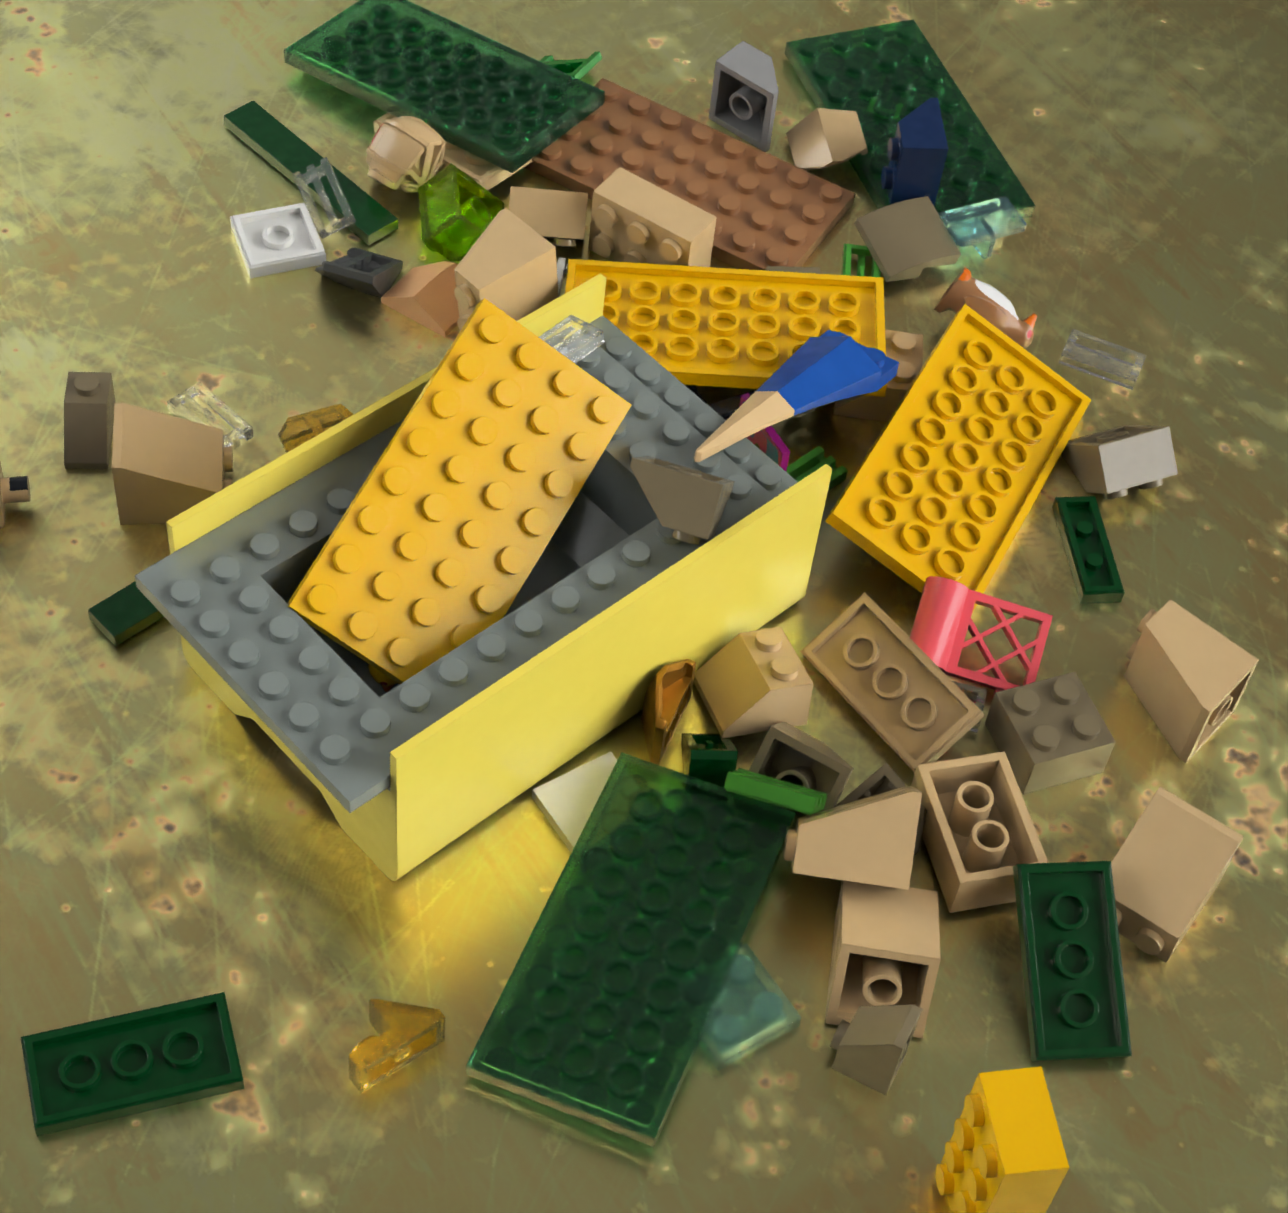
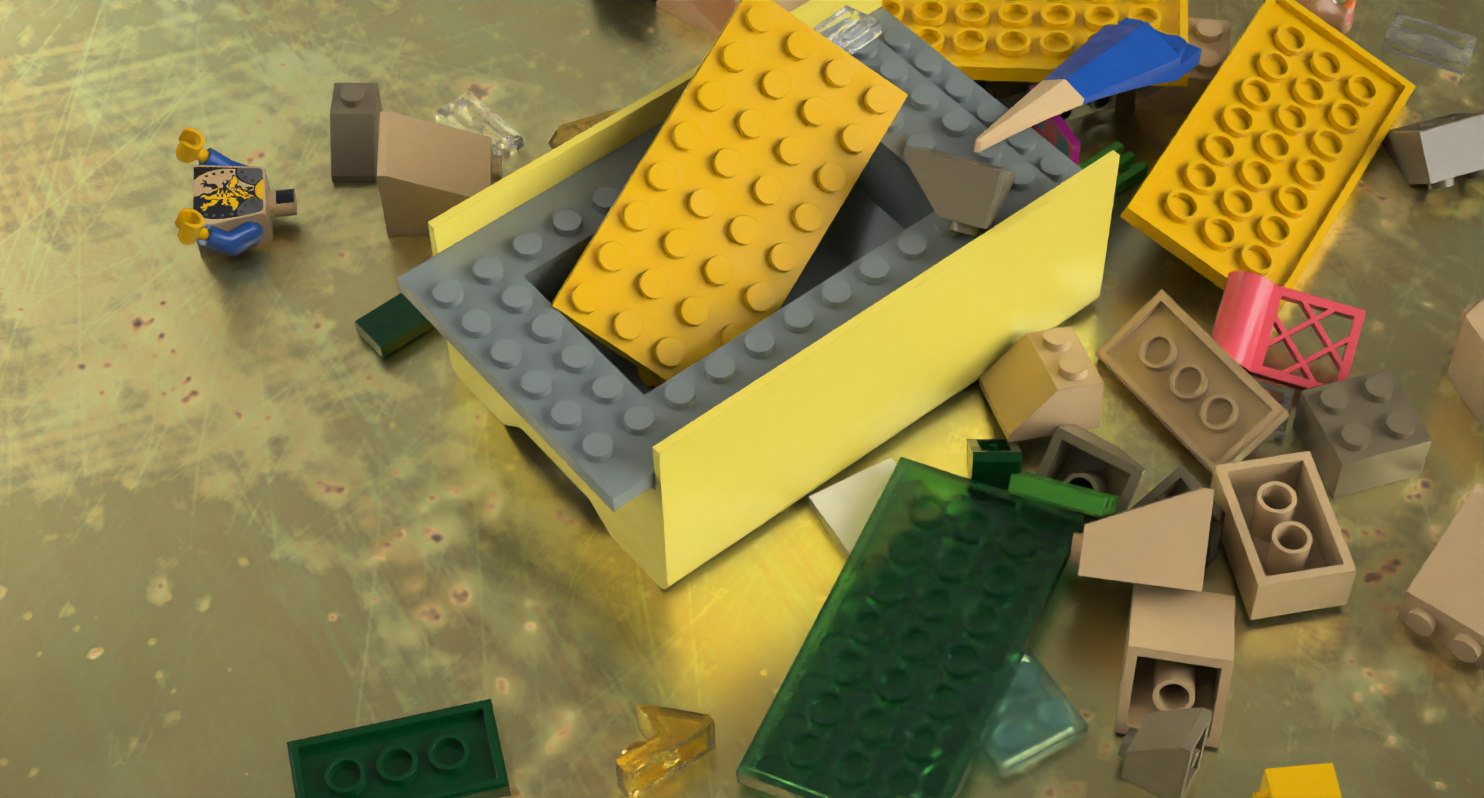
camera: 10 degrees right, 0 degrees up
(665, 705) = (949, 408): pearl gold slope -> none
(1071, 961) = (1379, 667): dark green tile -> none
(1088, 550) = (1409, 244): dark green tile -> none

